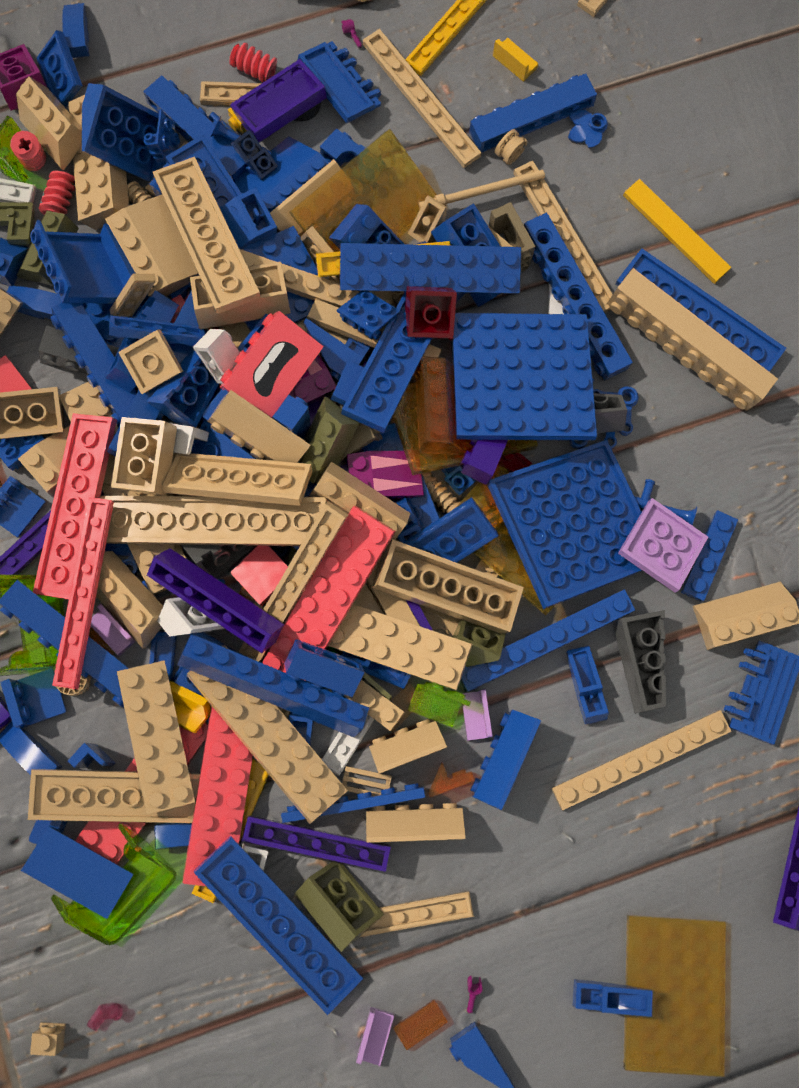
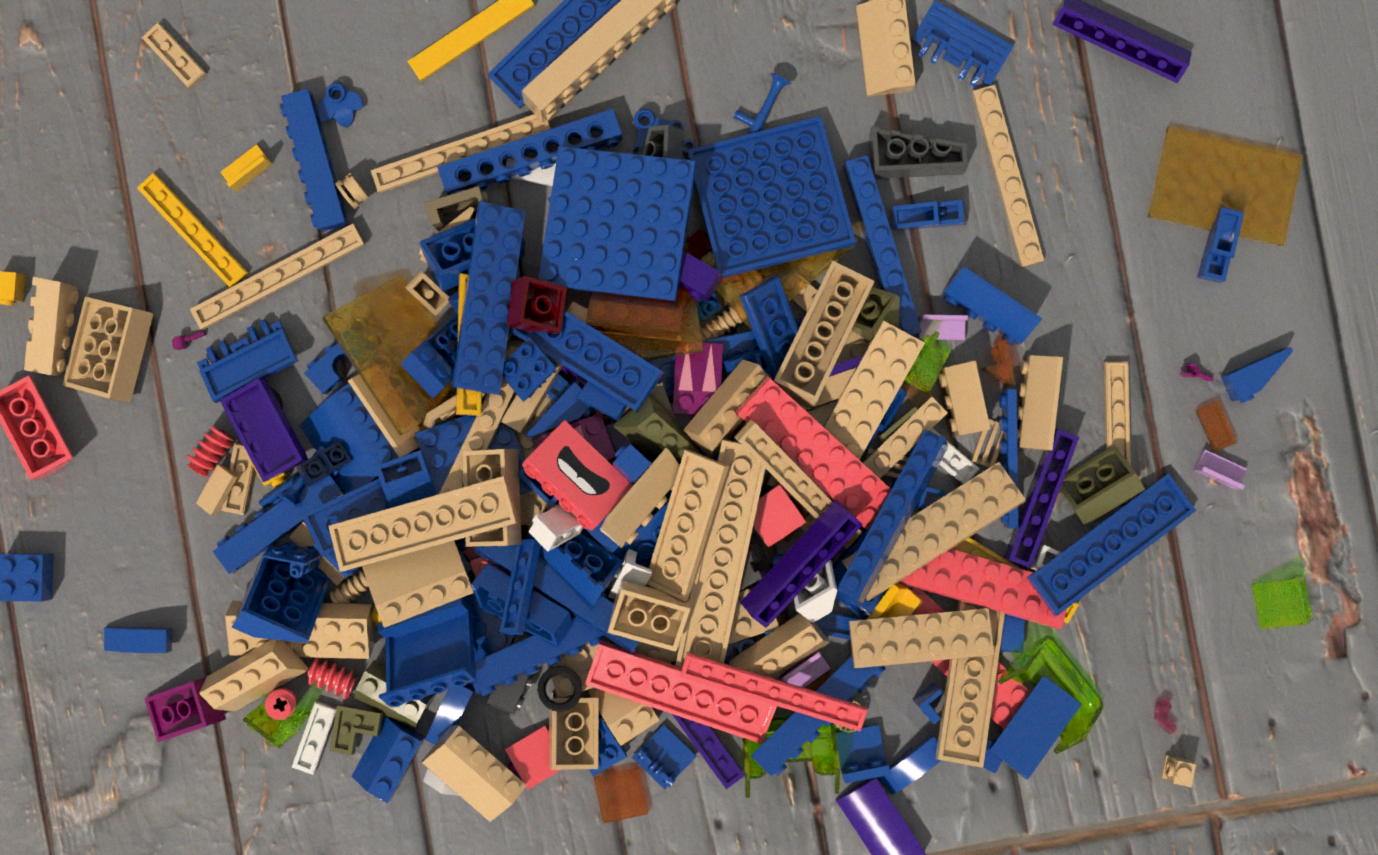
camera: 85 degrees left, 10 degrees up
(59, 69) = (188, 661): blue tile -> none
(66, 373) = (554, 671): none -> black tyre
(132, 295) = (471, 608): tan tile -> none
(150, 361) = (554, 596): tan plate -> none
(219, 74) = (216, 490): none -> tan tile
(323, 668) = (883, 466): blue brick -> none
(488, 188) = (403, 274): tan bar -> none
(663, 545) = (806, 114): lavender plate -> none
(709, 558) = (820, 70): blue plate -> none

